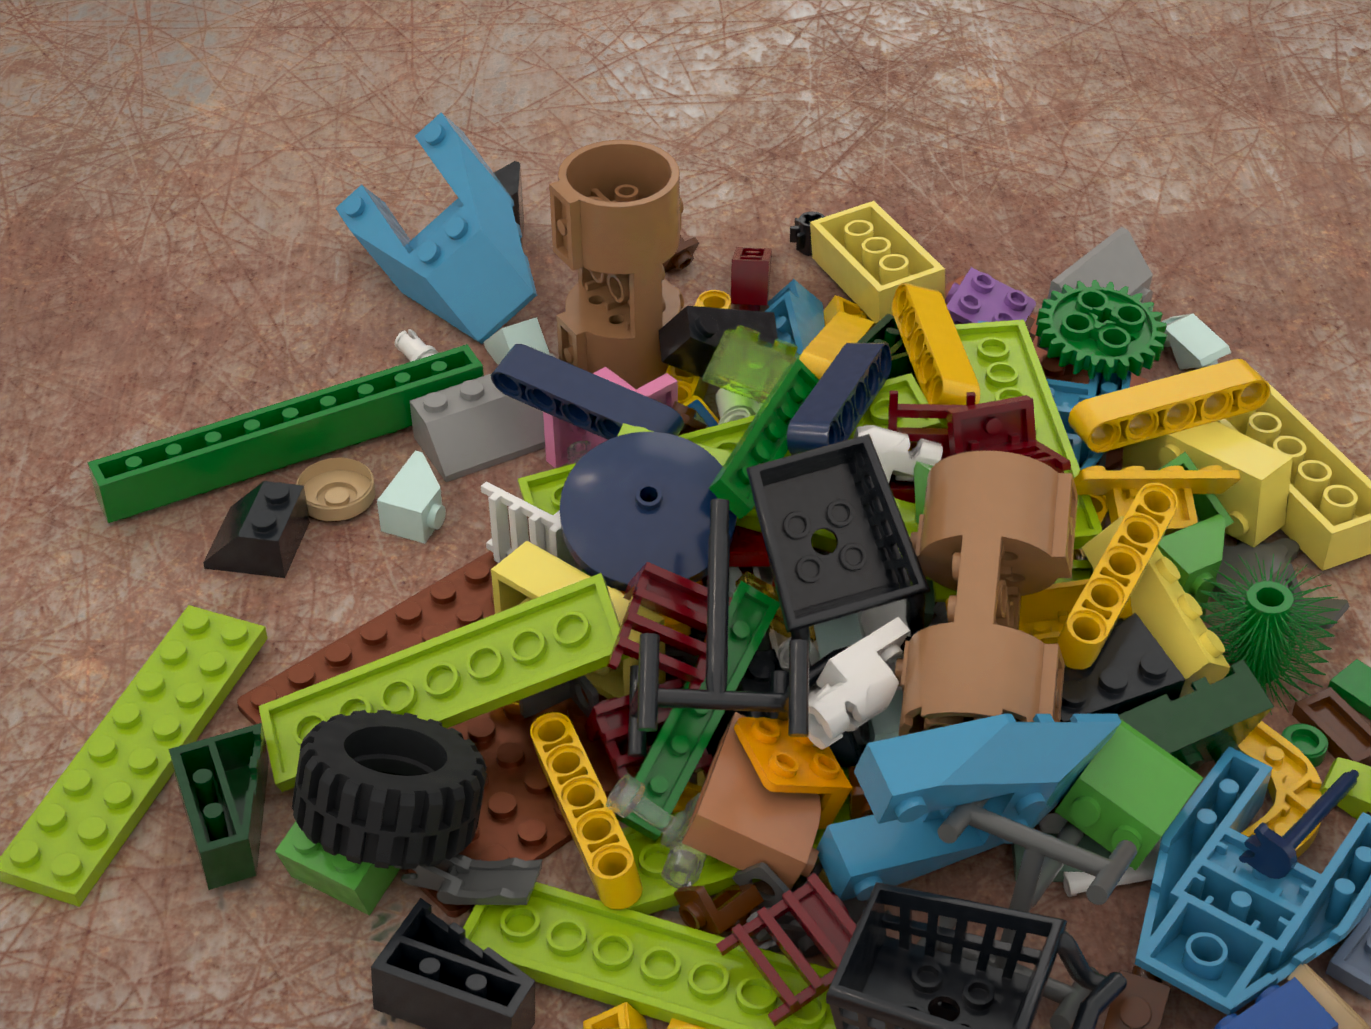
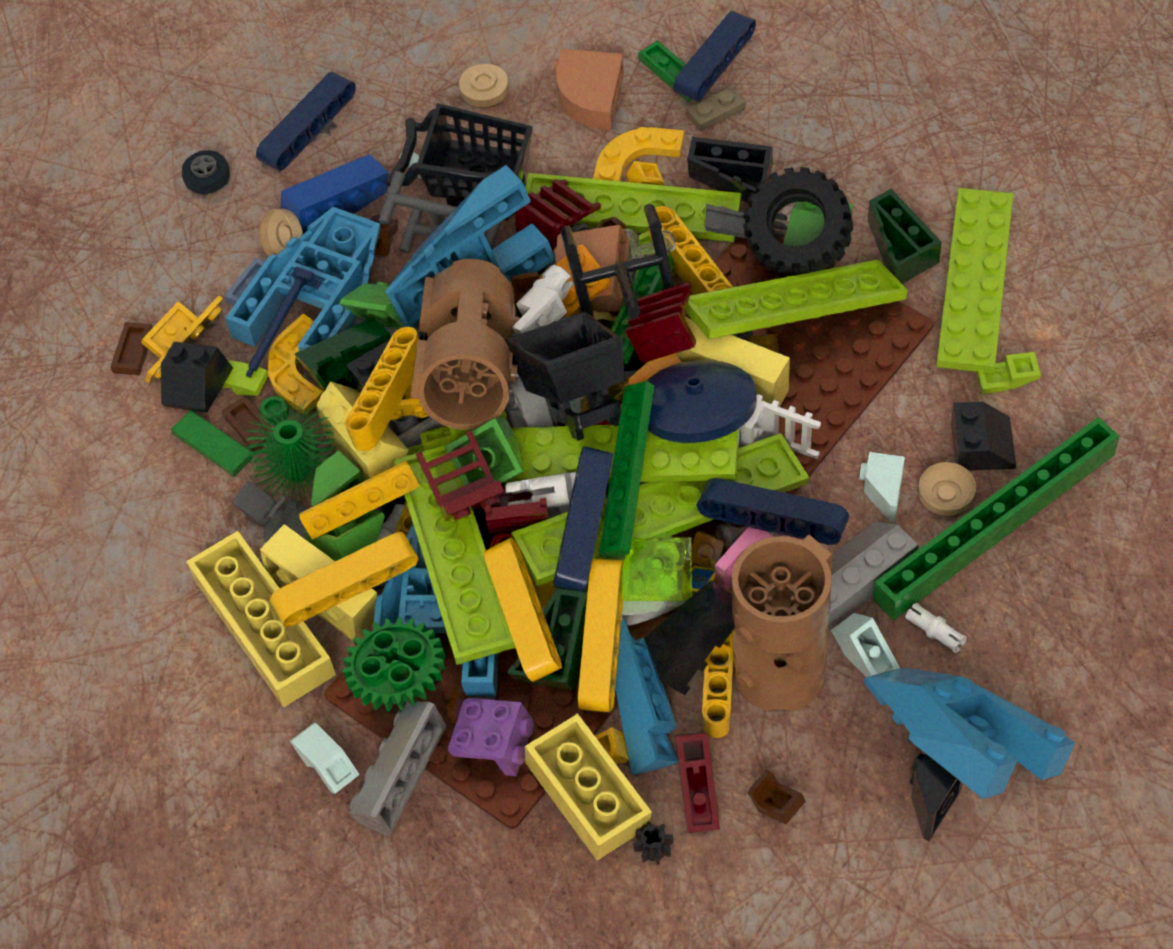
camera: 175 degrees right, 15 degrees up
(160, 605) = (1013, 373): none -> lime slope

